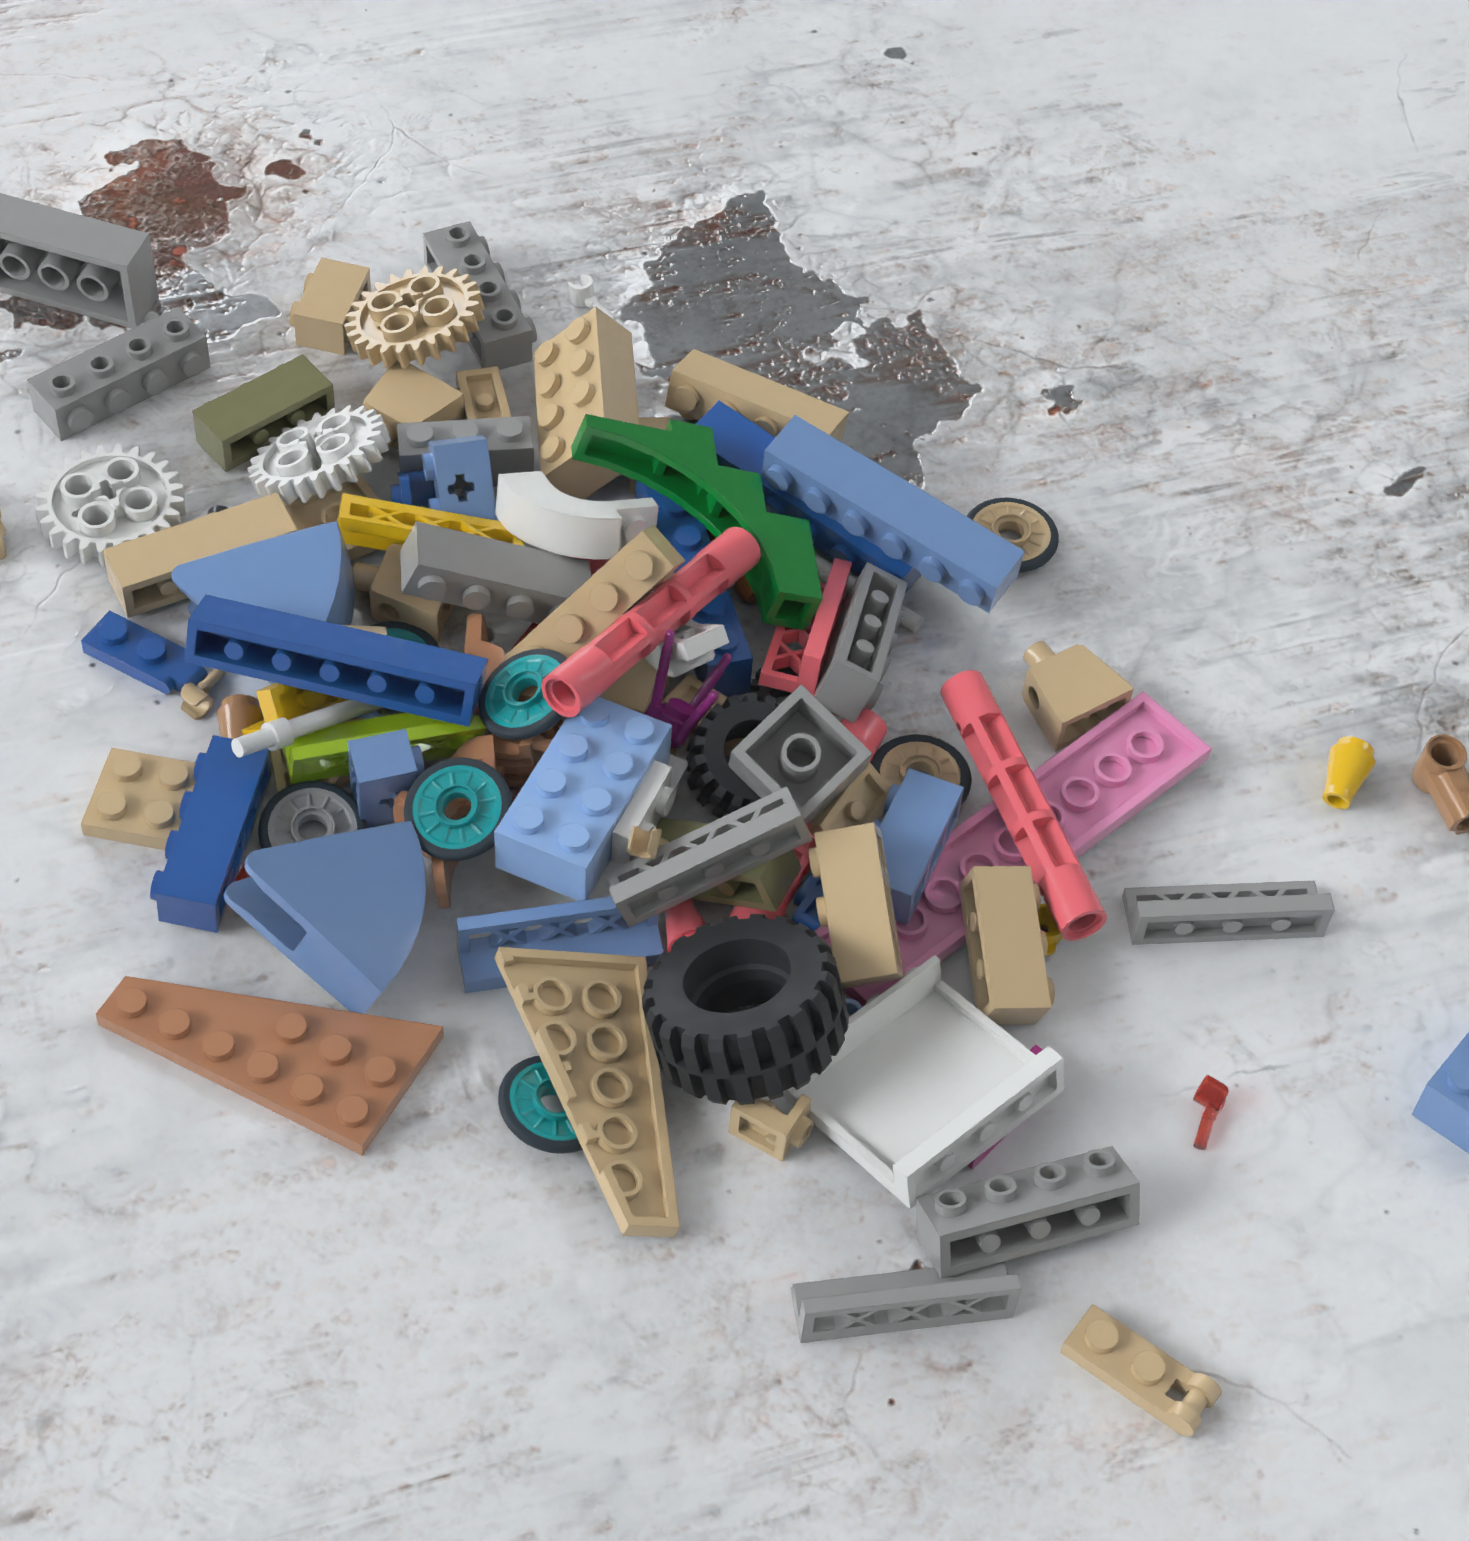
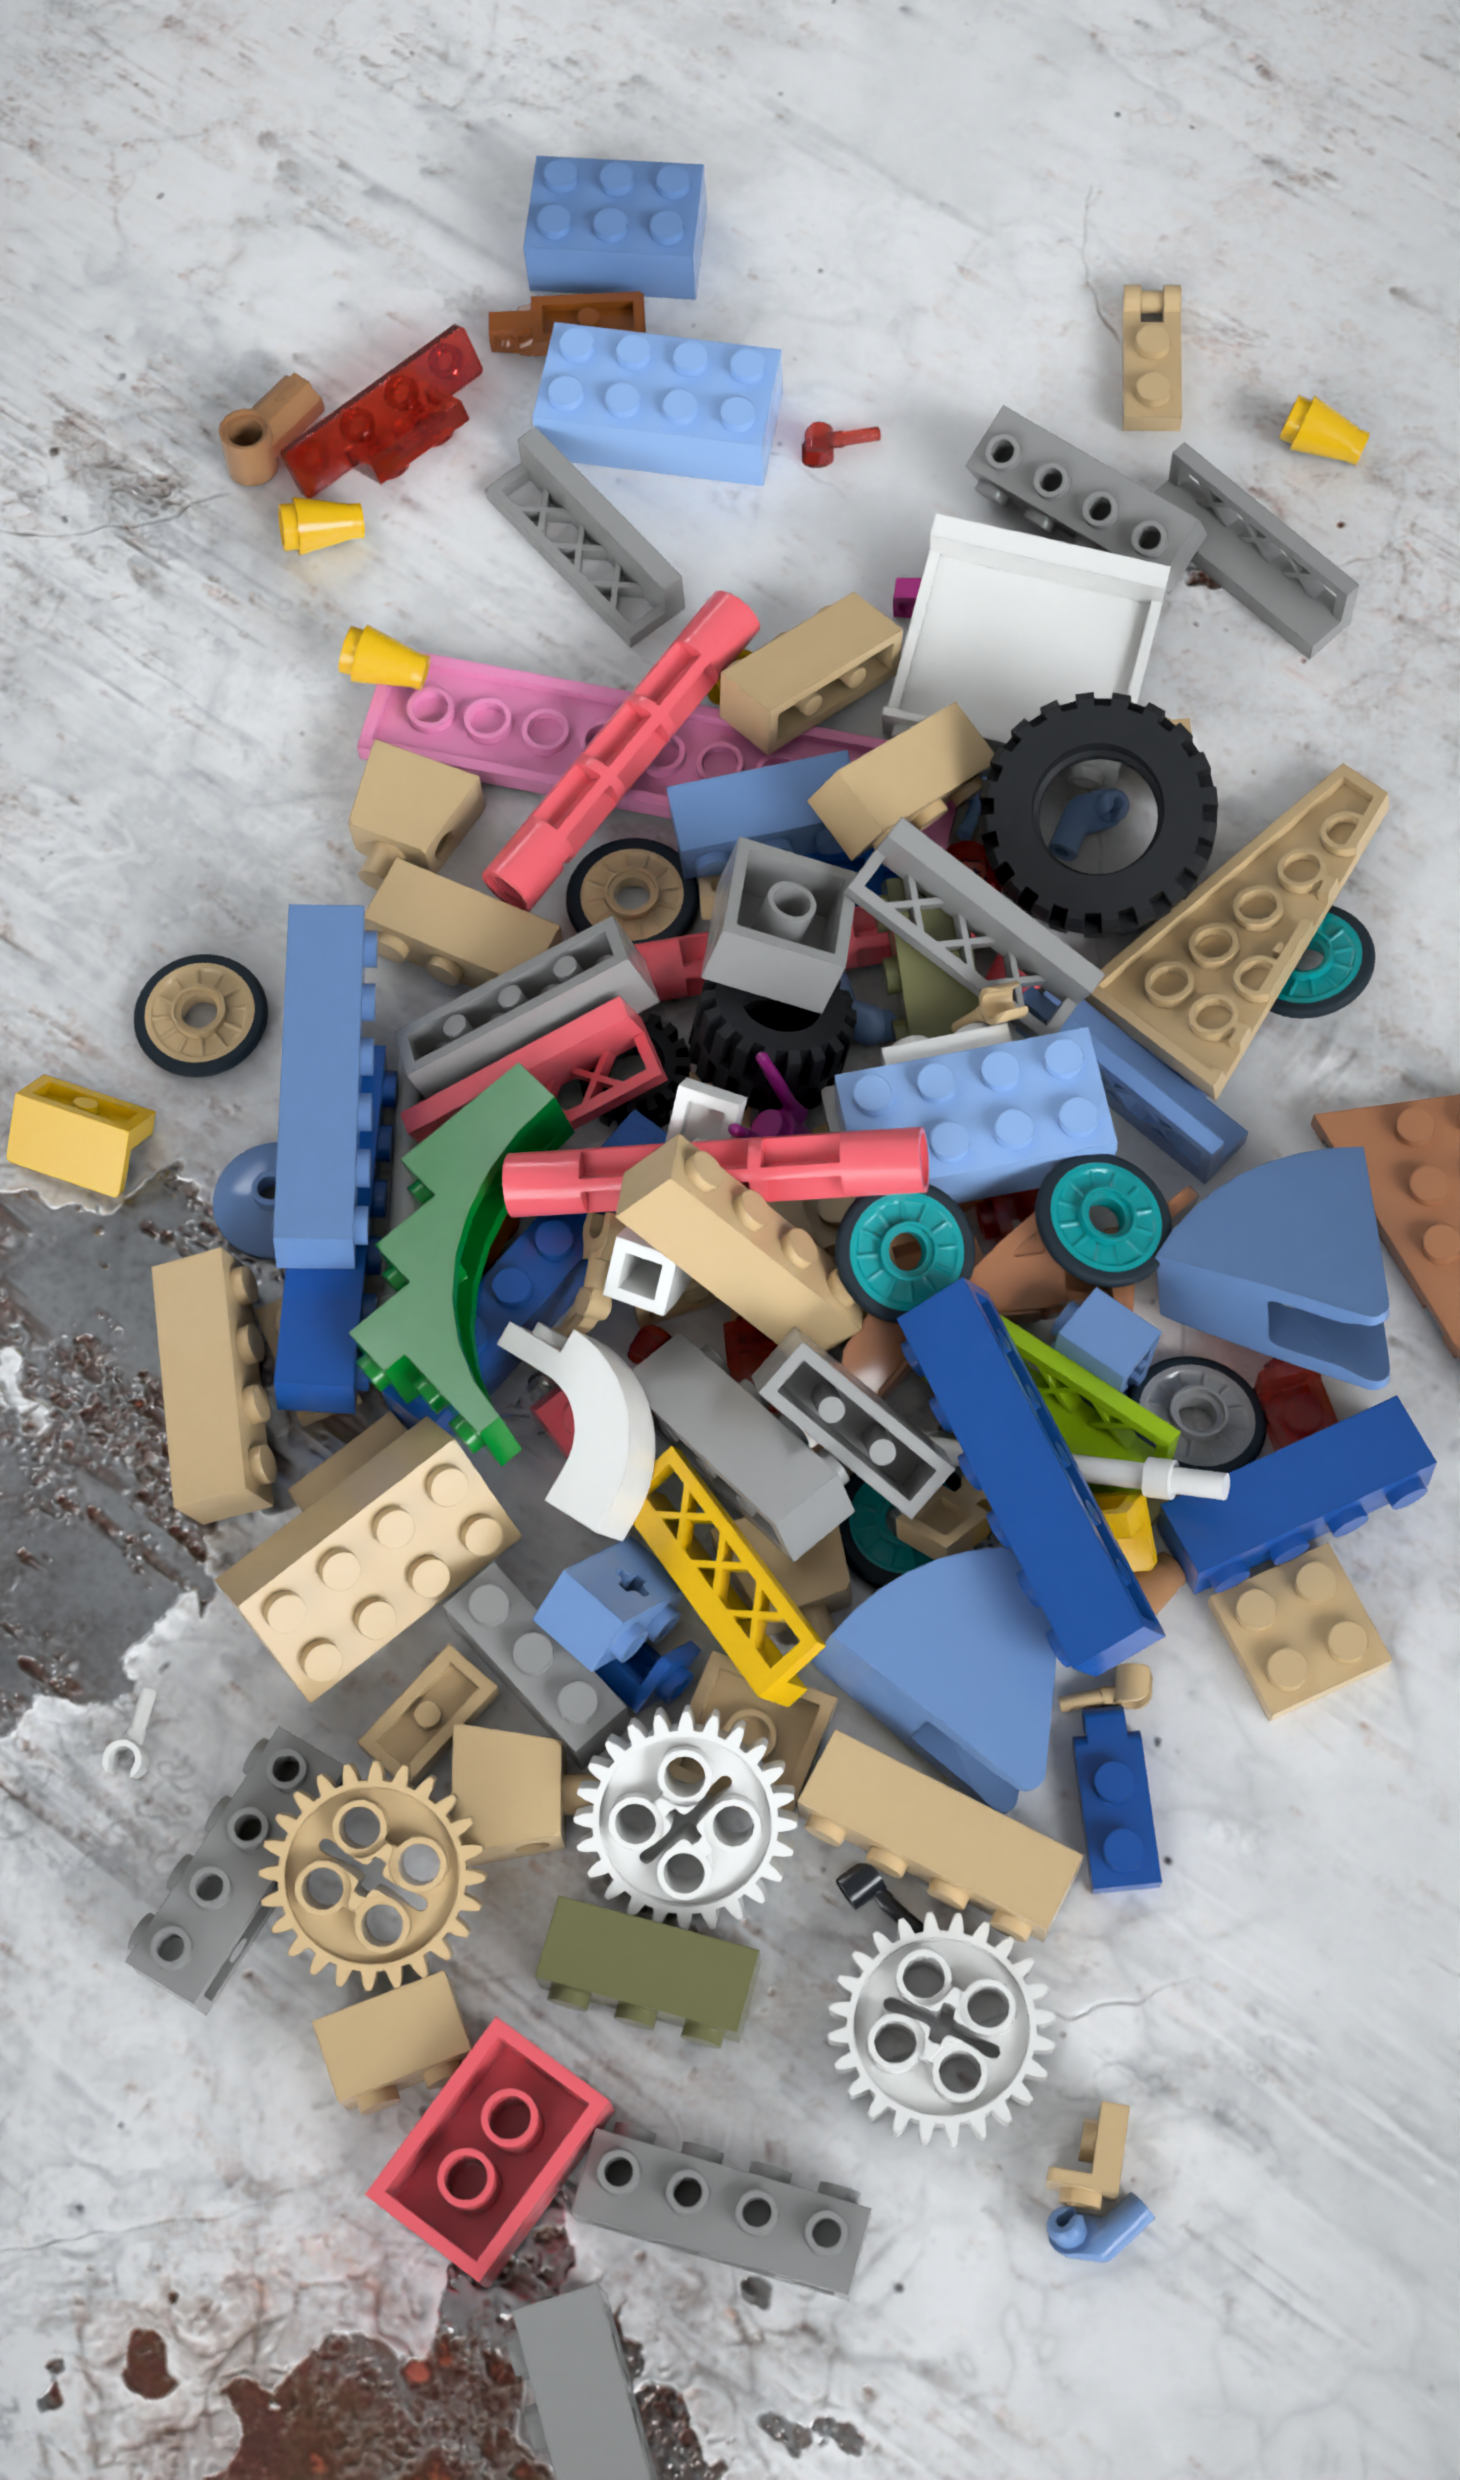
camera: 115 degrees left, 15 degrees up
(239, 301) = (491, 2152): none -> coral brick
(459, 607) = (852, 1422): none -> light grey brick
(978, 445) = (76, 1134): none -> yellow panel
(978, 1431) = (1322, 431): none -> yellow cone
(987, 646) = (453, 927): none -> tan brick
(1196, 721) = (382, 660): none -> yellow cone
(1311, 1009) = (660, 403): none -> light blue brick
(1409, 855) = (390, 419): none -> clear red bracket
(1426, 1010) = (531, 326): none -> dark orange hinge

